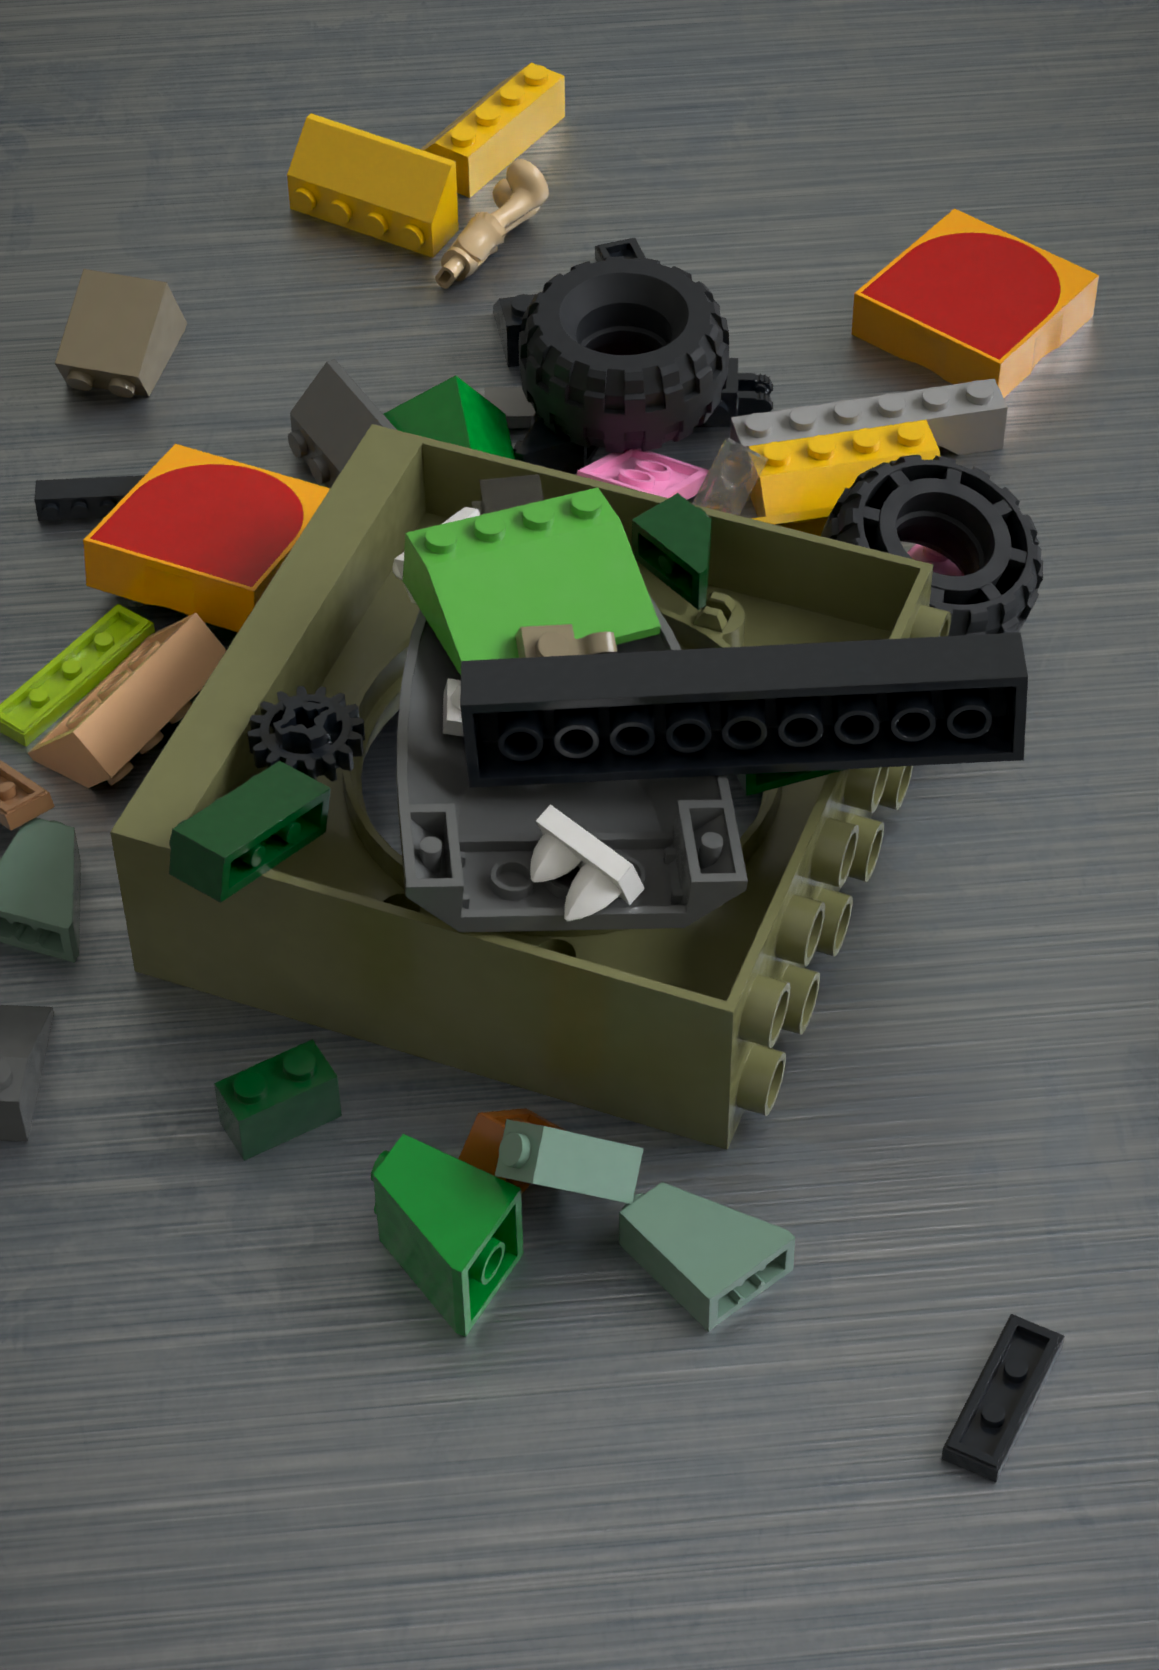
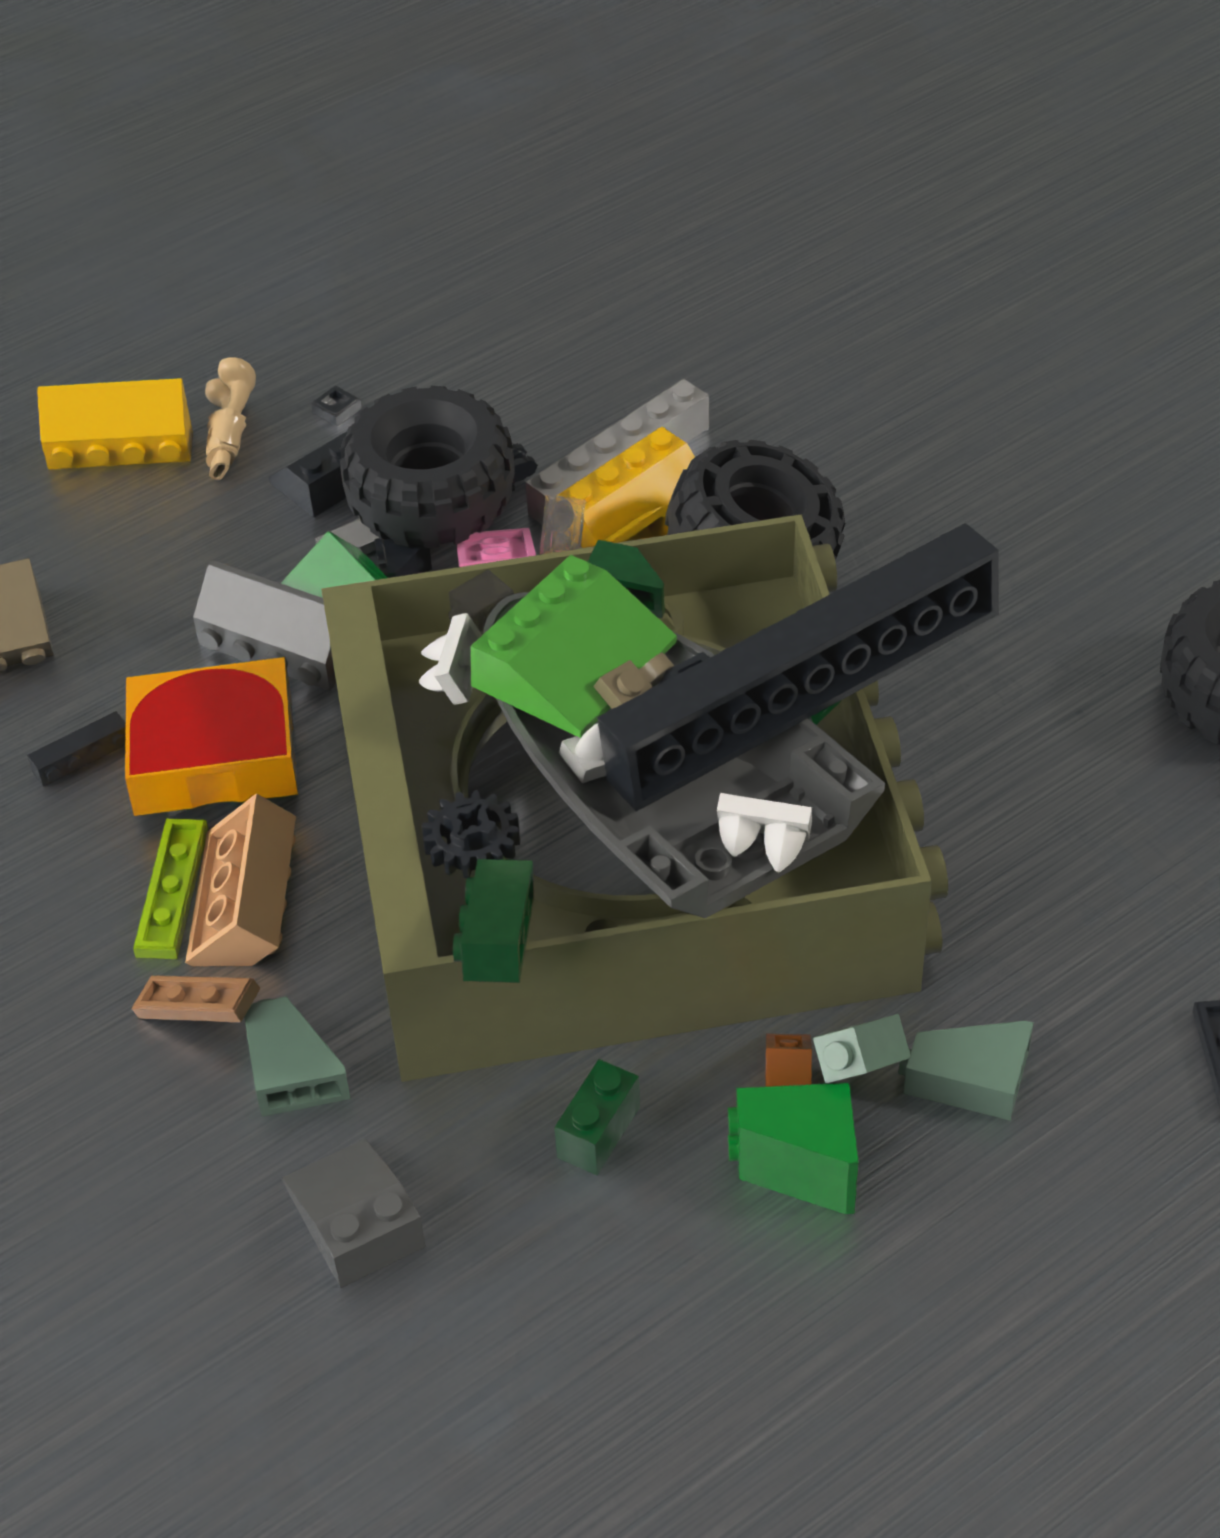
camera: 30 degrees left, 0 degrees up
(501, 126) = (165, 336): yellow slope -> none
(974, 303) = (617, 335): tile -> none

